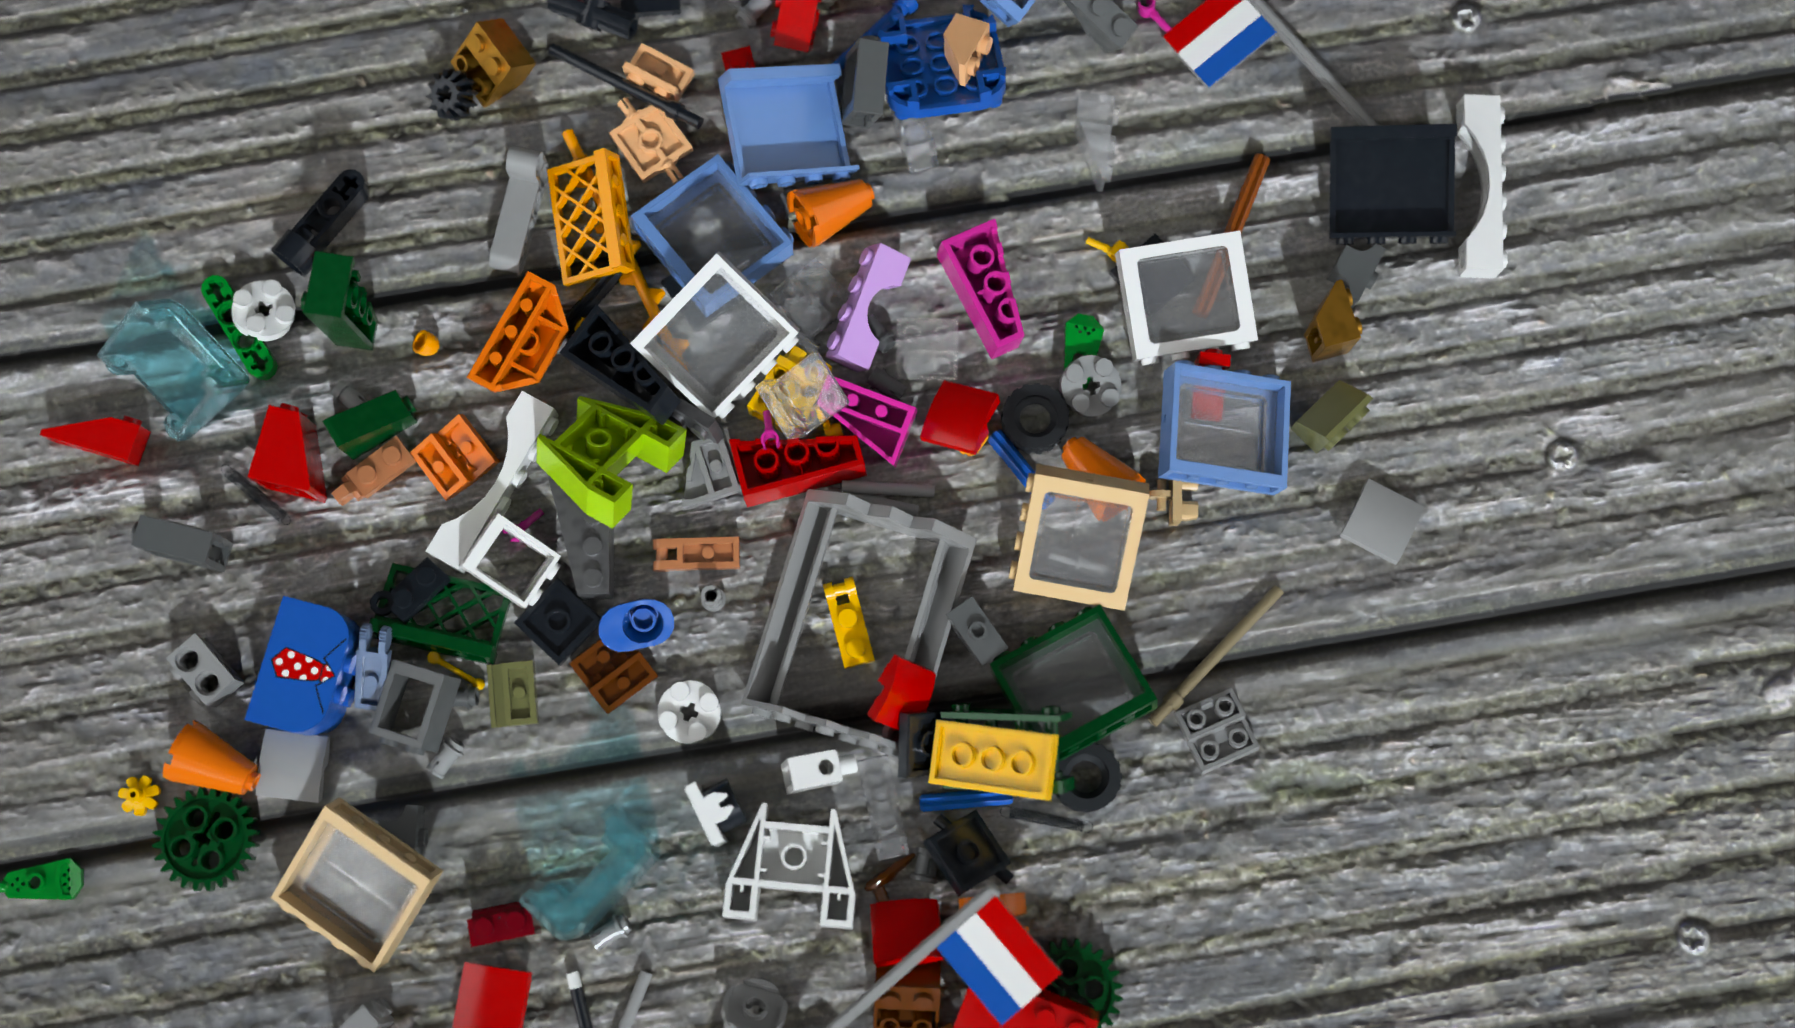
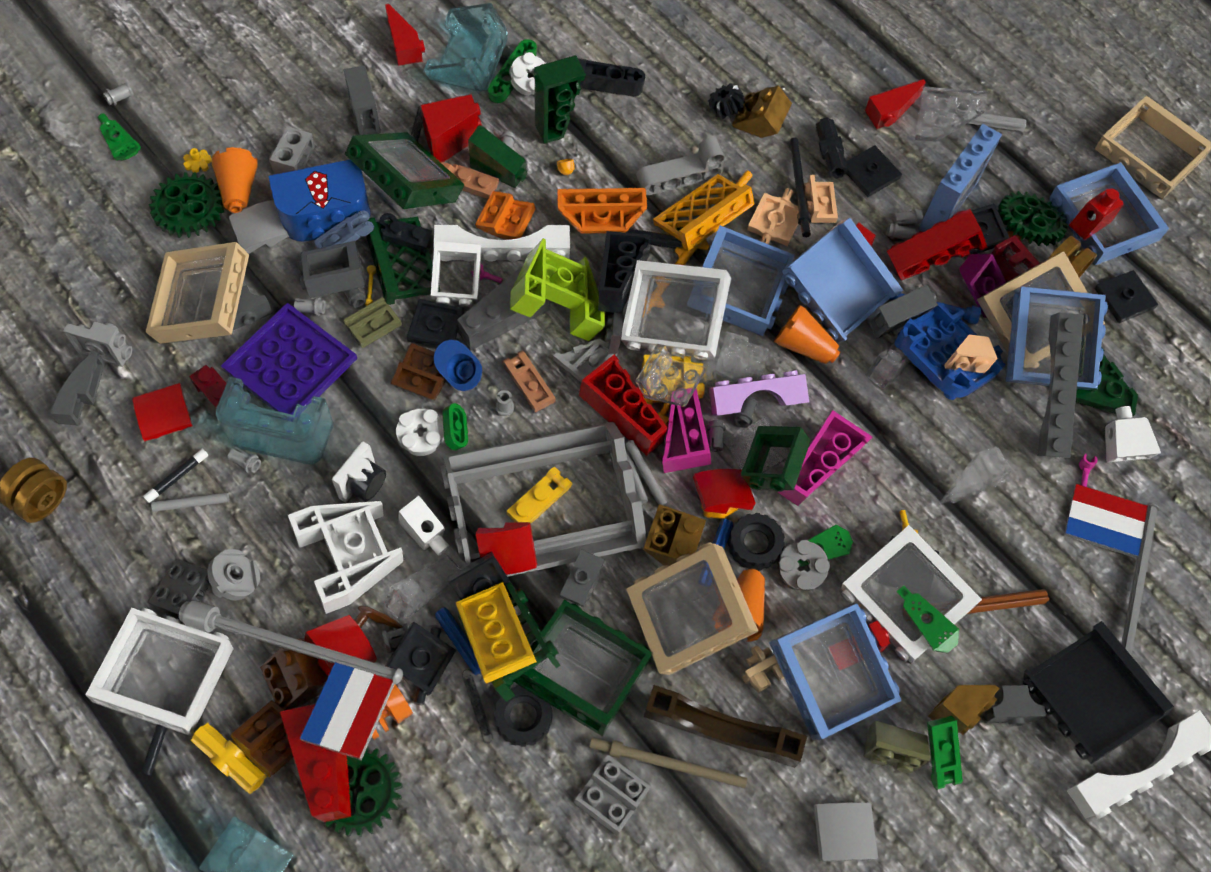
camera: 55 degrees right, 15 degrees down
(327, 546) = (404, 169): none -> dark green piece
(510, 819) = (289, 361): none -> dark purple plate
(708, 670) = (455, 427): none -> green plate
(769, 430) = (629, 371): dark pink hand -> none
(930, 339) = (775, 436): none -> dark green window
(984, 503) = (673, 535): none -> pearl gold slope
(1216, 576) = (758, 739): none -> dark brown arch
(1241, 299) = (937, 626): none -> green piece
(1365, 373) = (944, 752): none -> green plate

